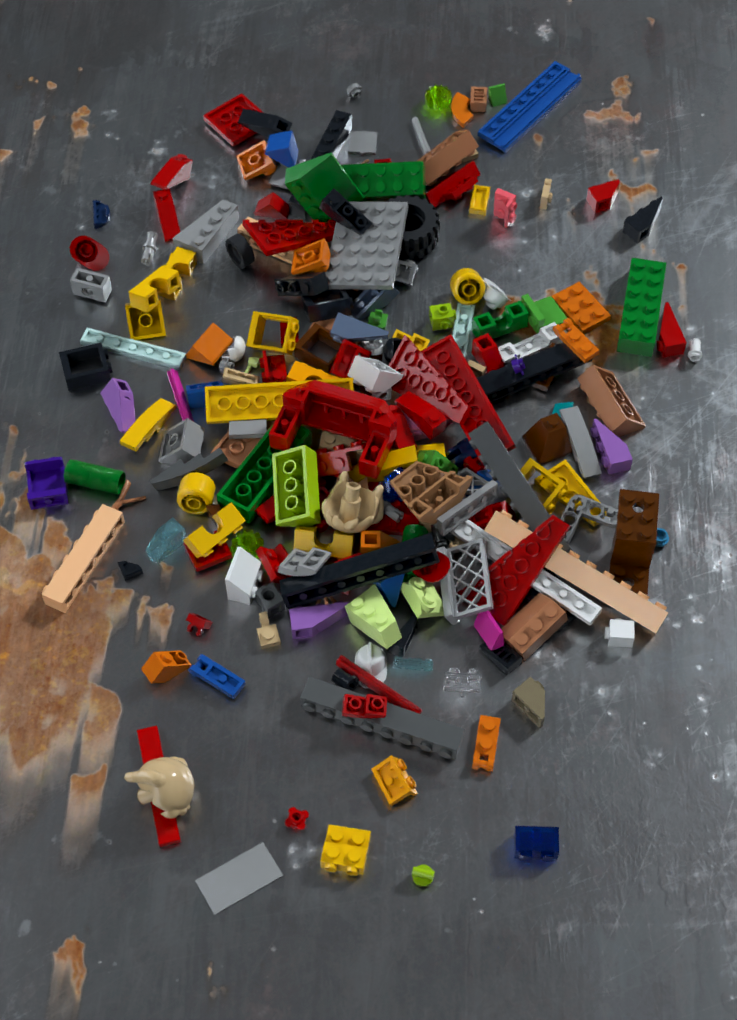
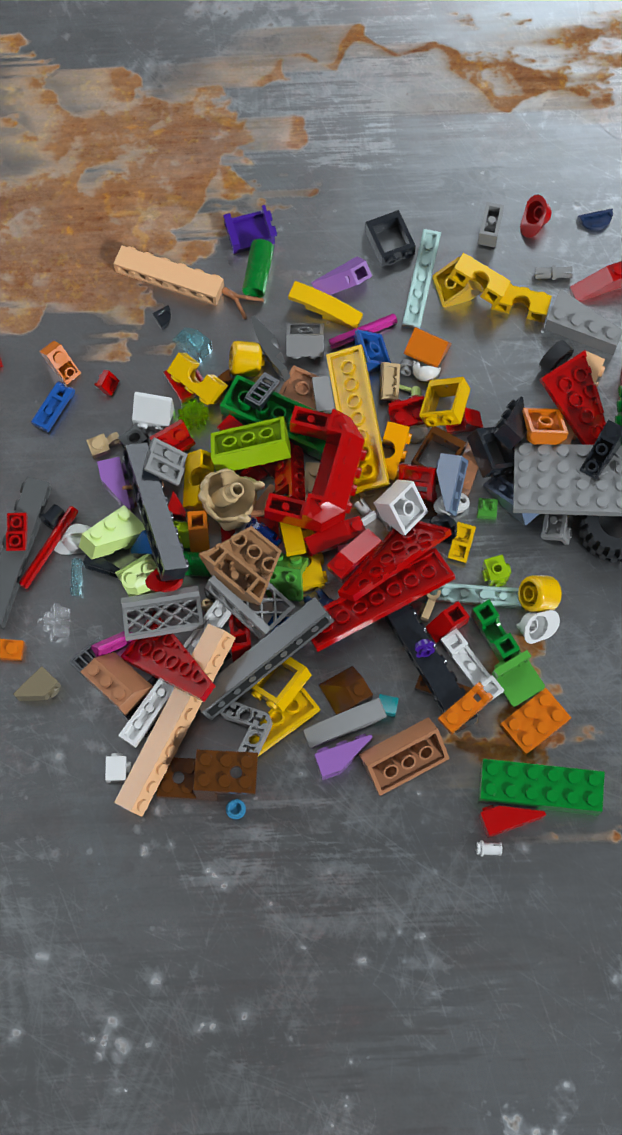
camera: 85 degrees right, 15 degrees up
(248, 482) = (256, 404): none -> black slope

